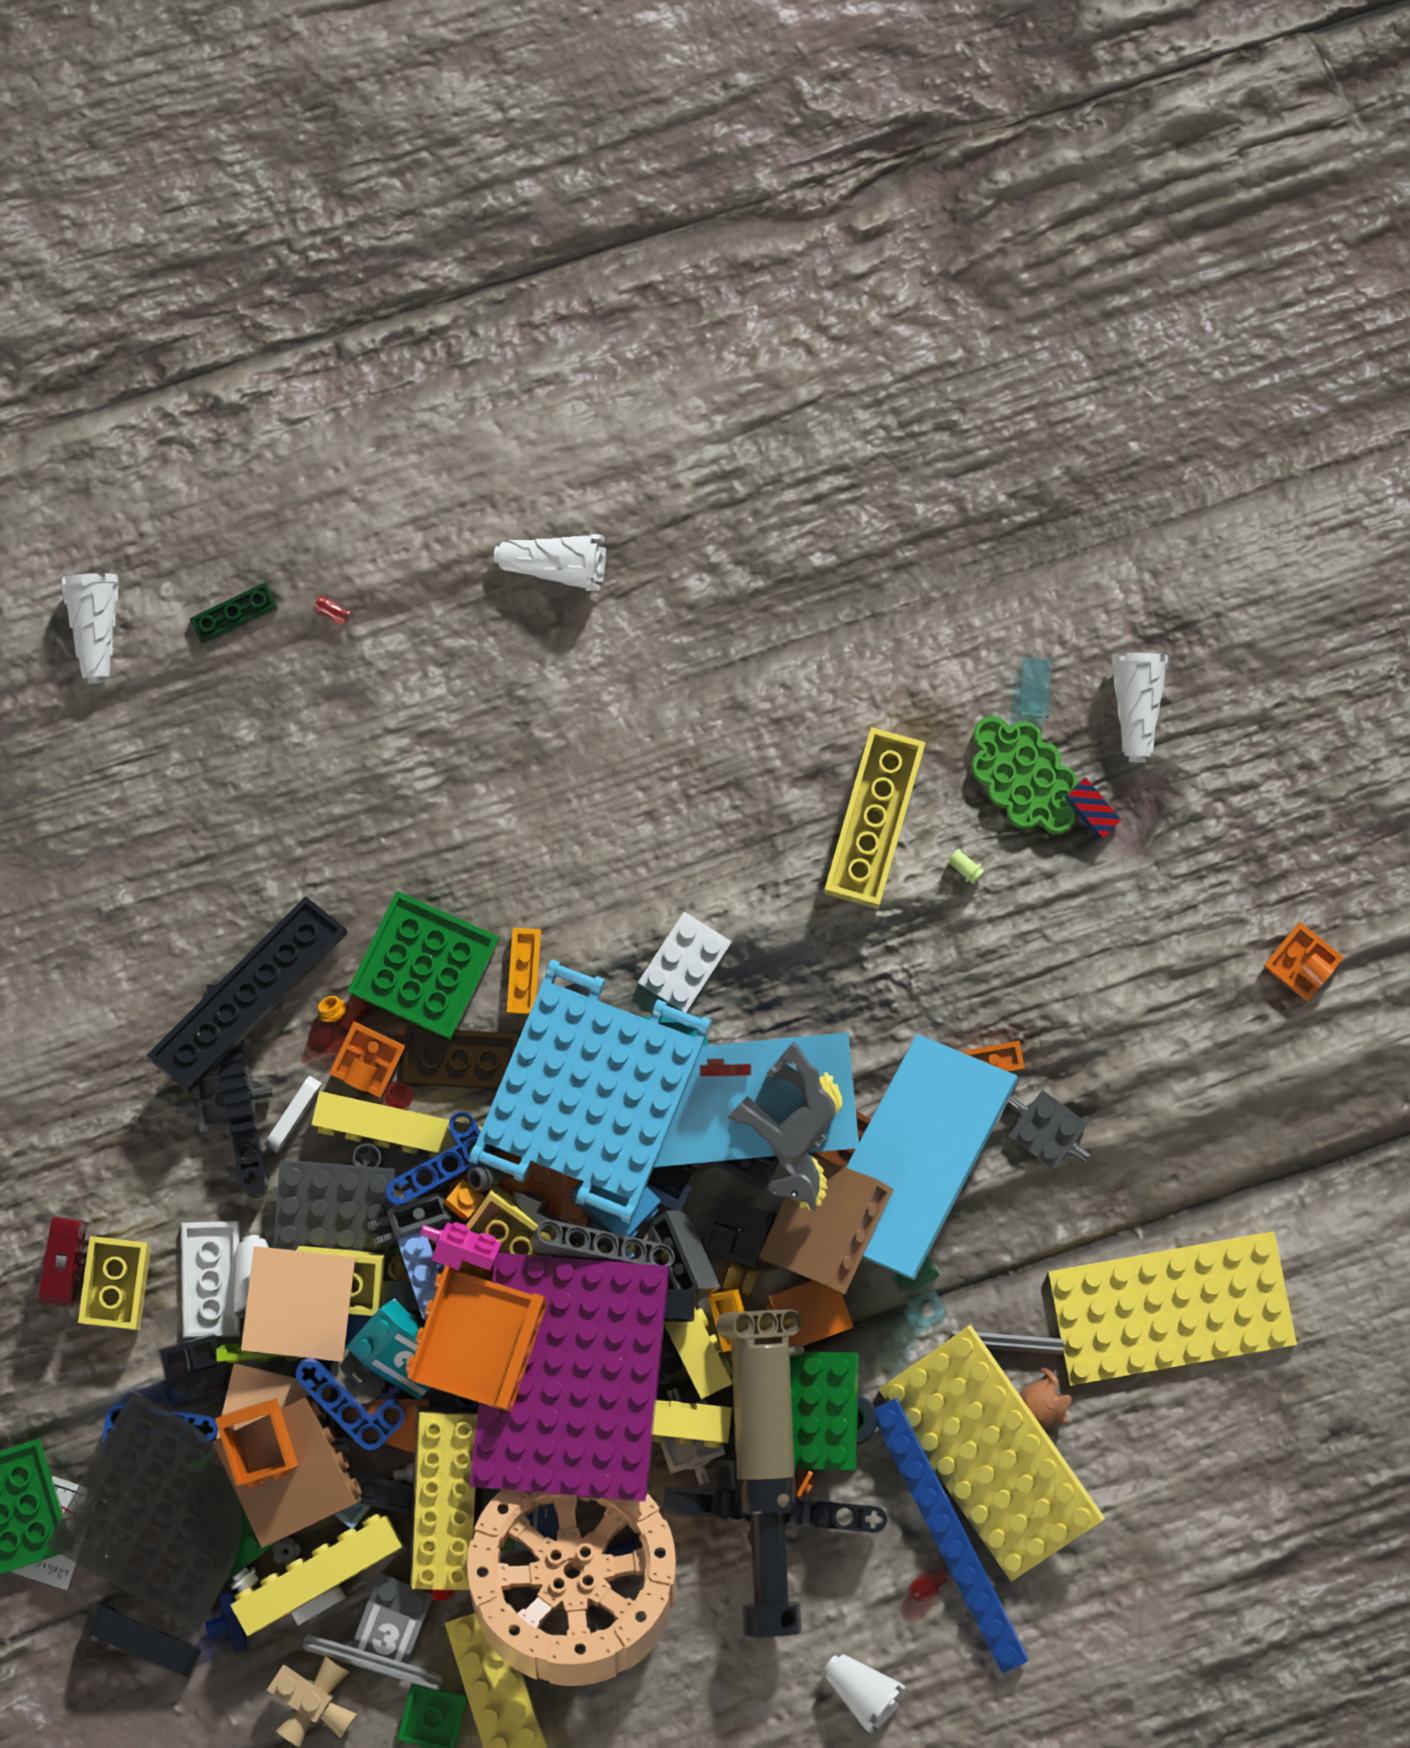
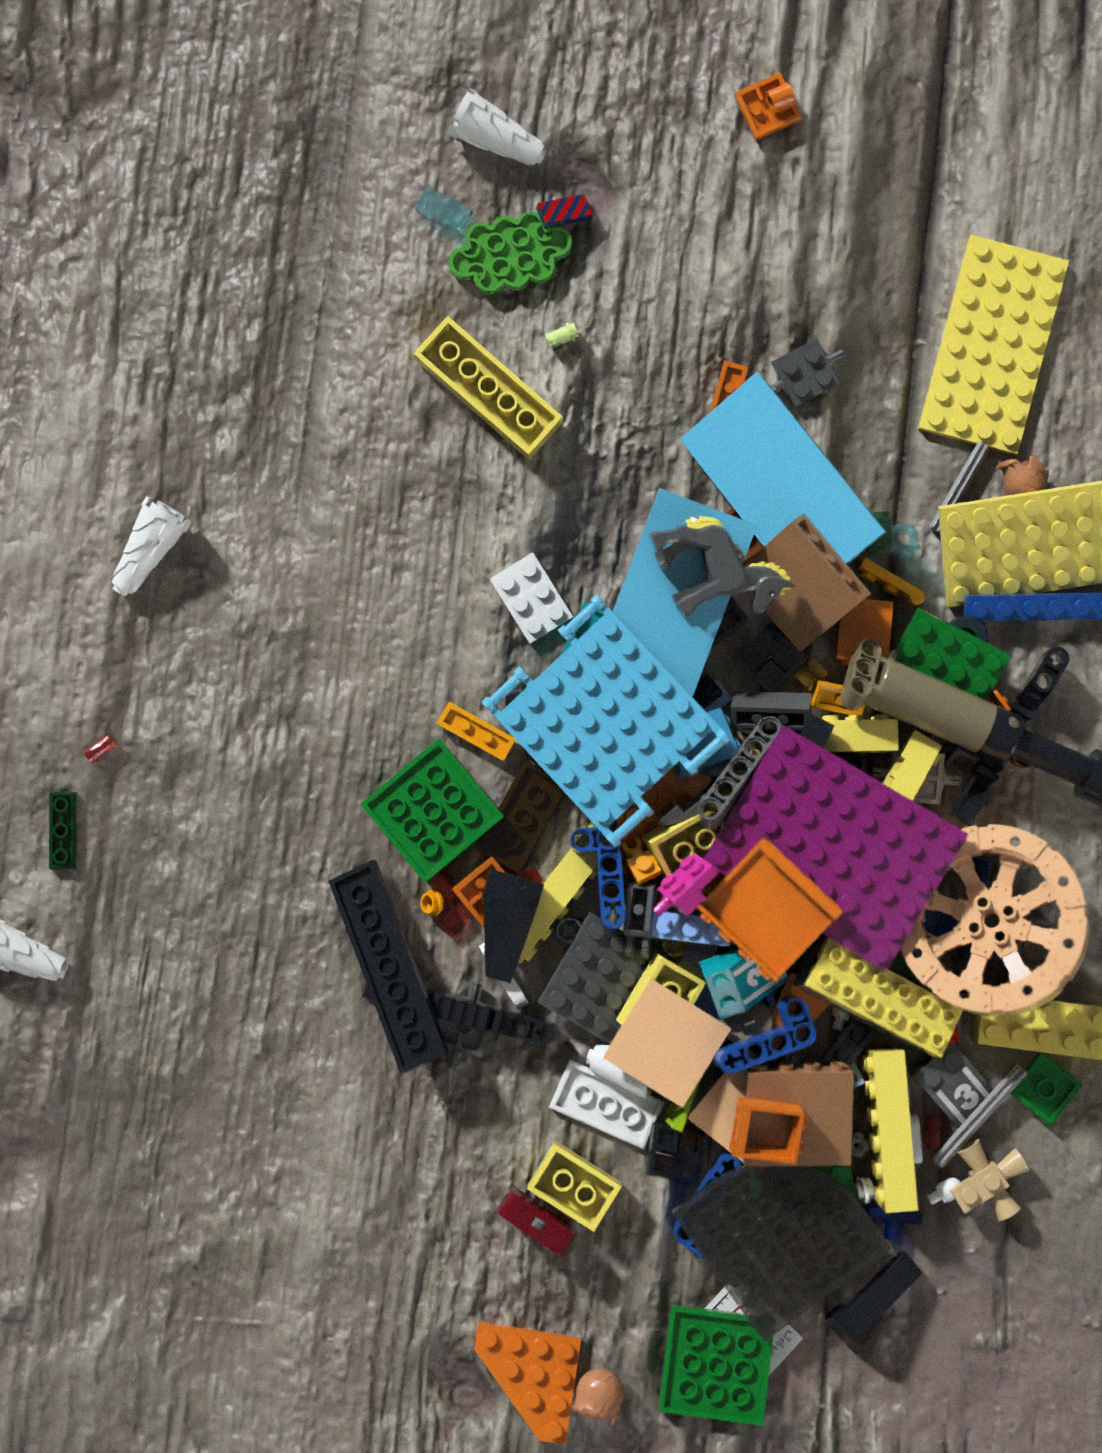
camera: 60 degrees left, 5 degrees up
(277, 1661) = (943, 1192): none -> white cylinder
(334, 1623) = (933, 1132): none -> clear red pin
(350, 1088) = (508, 916): none -> black wedge
(483, 1177) = (634, 842): dark grey cone -> none
(716, 1067) = (639, 607): clear red plate -> none
(873, 1319) = (892, 584): none -> light orange plate

